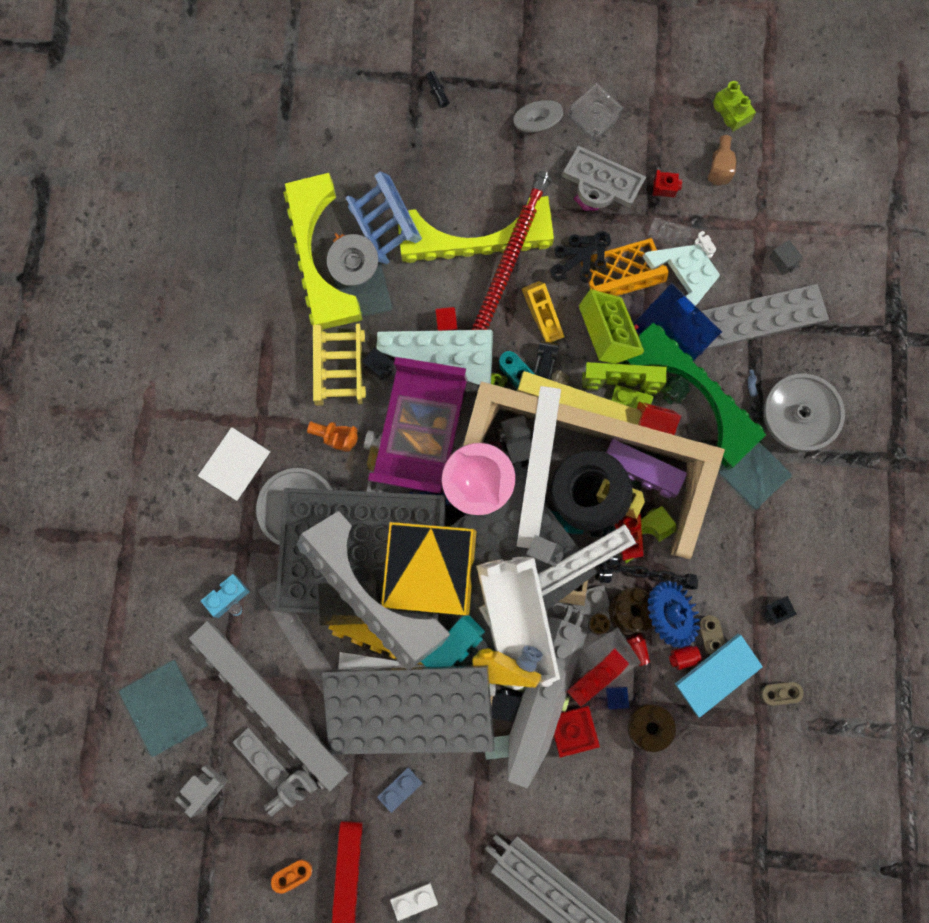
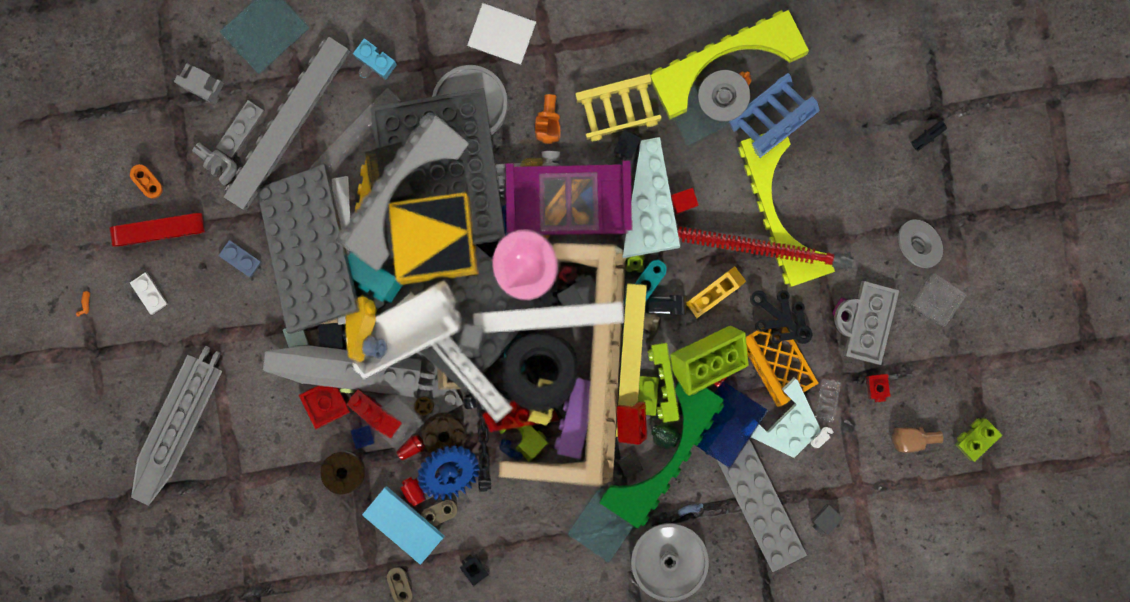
camera: 80 degrees right, 10 degrees up
(664, 546) = (510, 452): none -> clear blue arm

